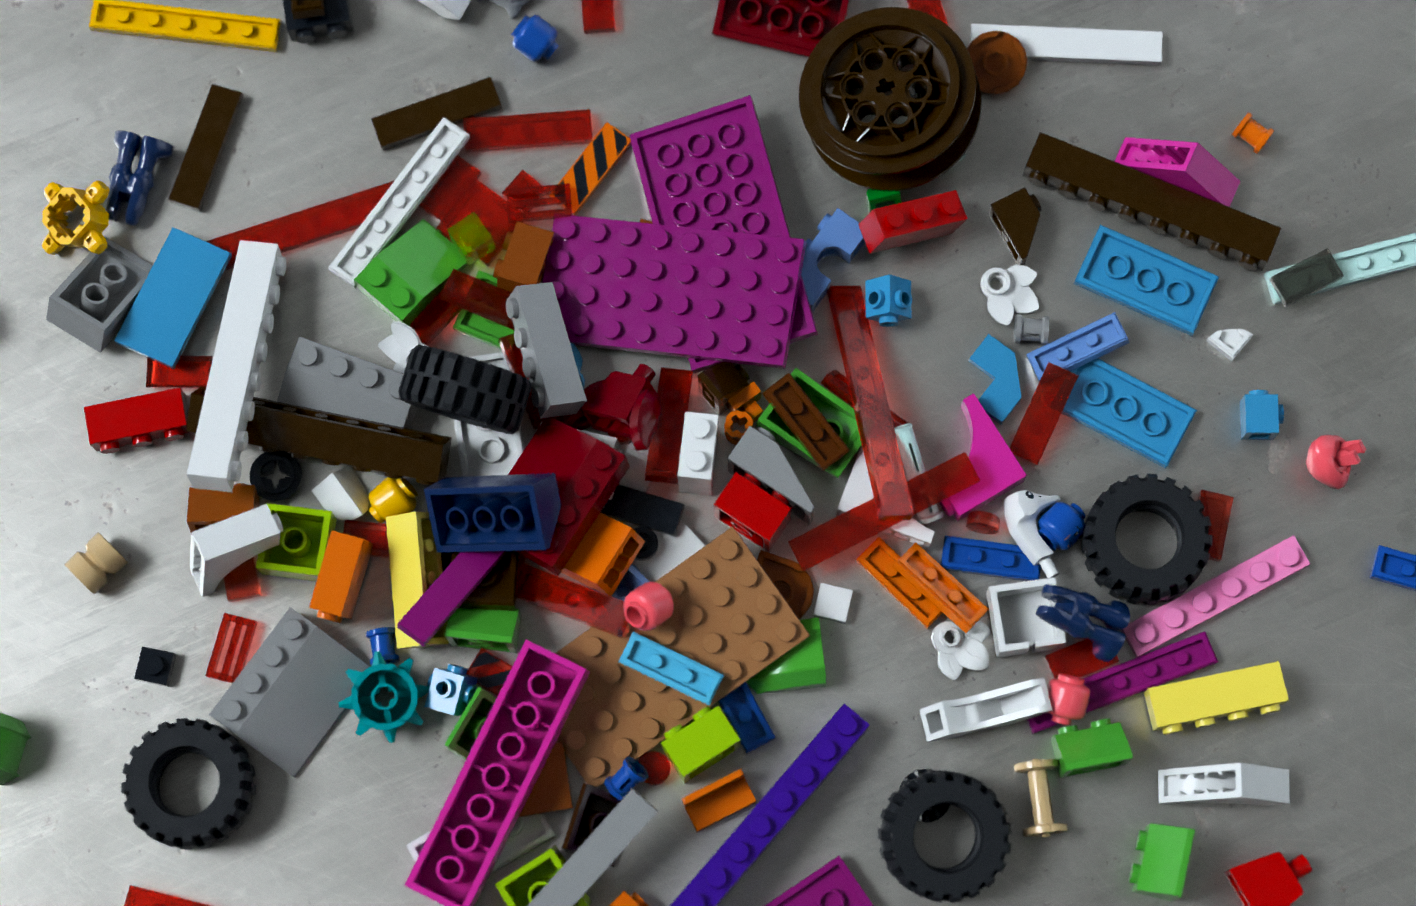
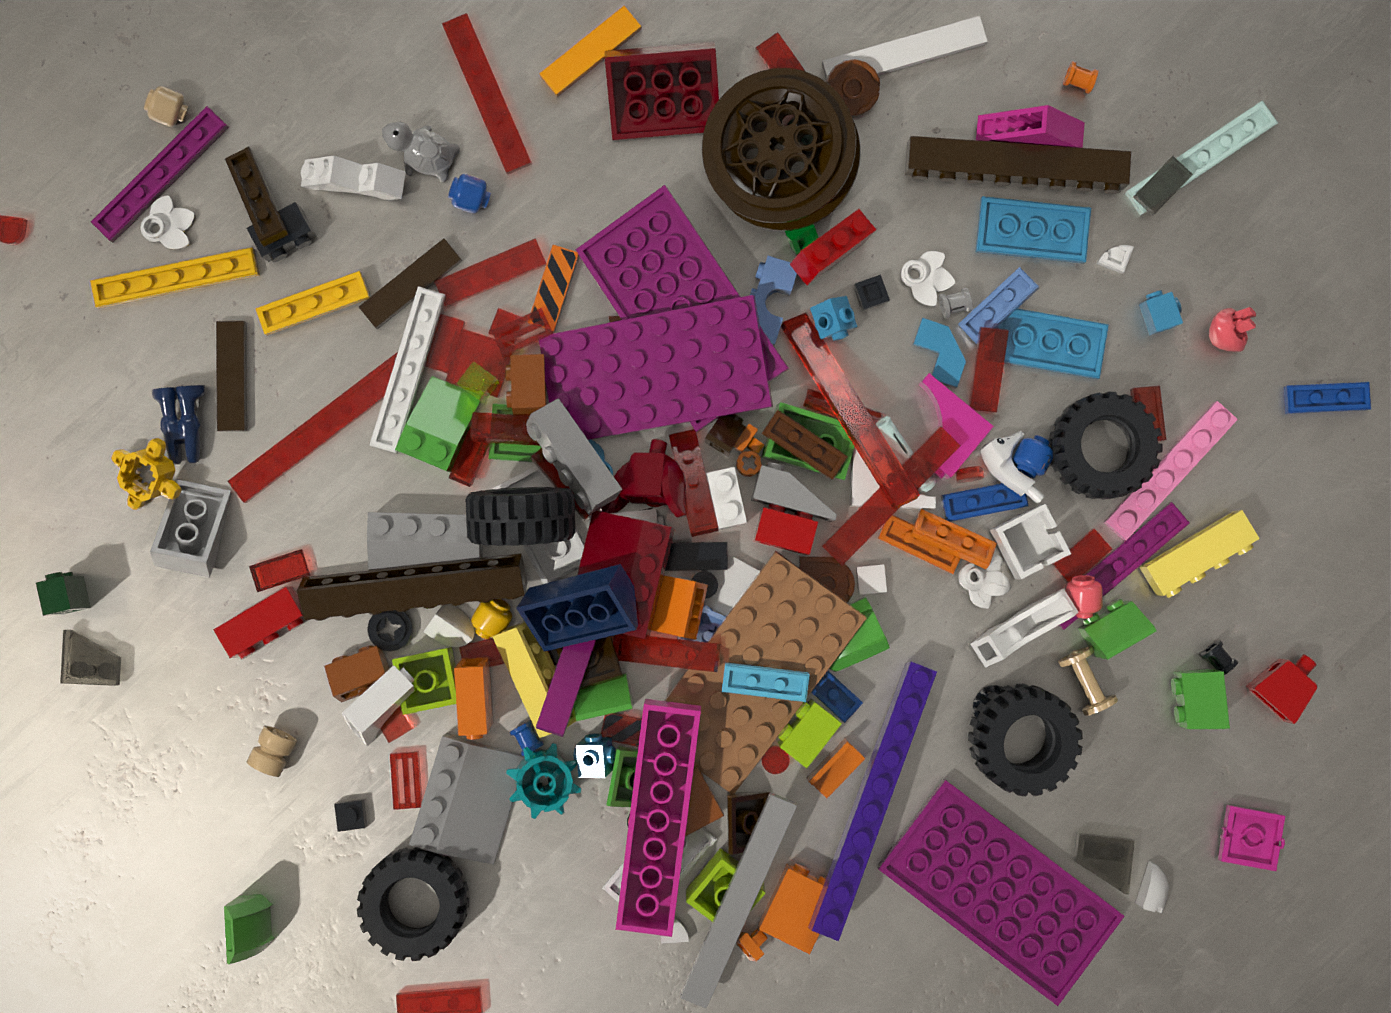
camera: 25 degrees left, 10 degrees up
(173, 298) = (252, 512): dark azure tile -> none
(236, 367) = (325, 557): white brick -> none
(323, 98) = (312, 303): none -> yellow plate
(400, 344) = (455, 490): white plate -> none
(626, 778) = (758, 778): blue bush -> none
(648, 606) = (732, 642): coral head -> none
(941, 288) = (871, 292): none -> black plate
(1016, 222) = (916, 218): dark brown slope -> none
(1073, 613) = (1070, 531): dark blue piece -> none
(1203, 825) = (1219, 657): none -> black bush
(1224, 784) = (1228, 623): white arch -> none

